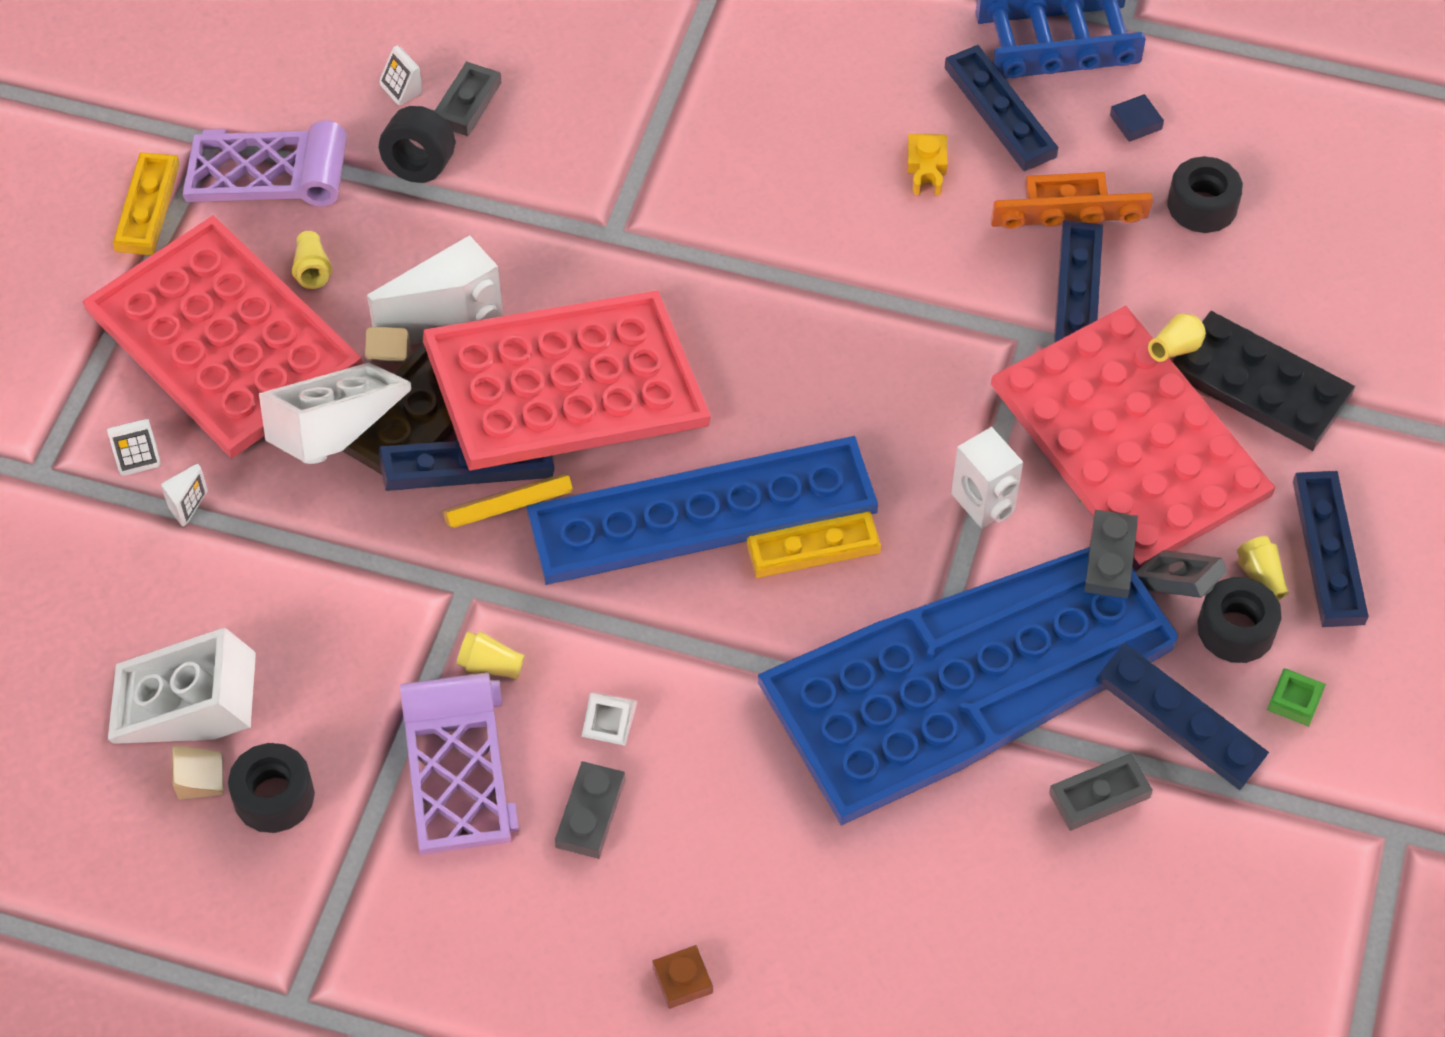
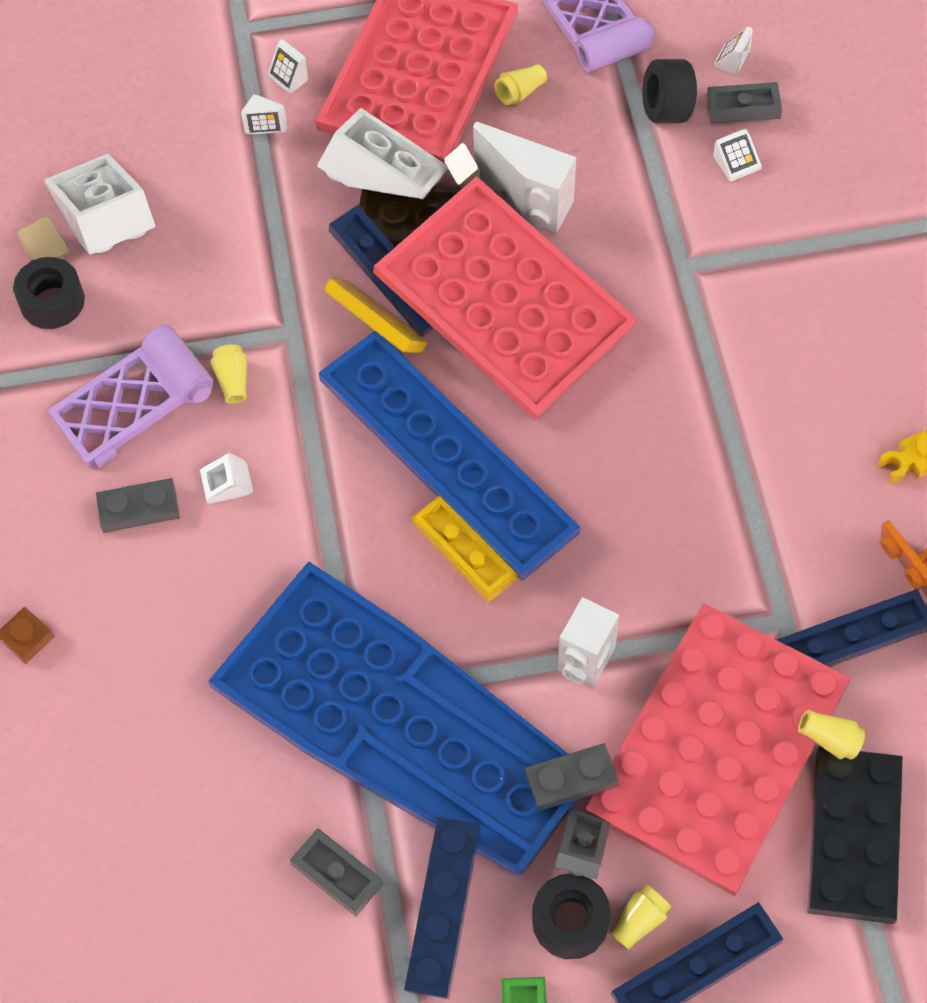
camera: 65 degrees right, 5 degrees up
(522, 134) = (736, 155): none -> slope

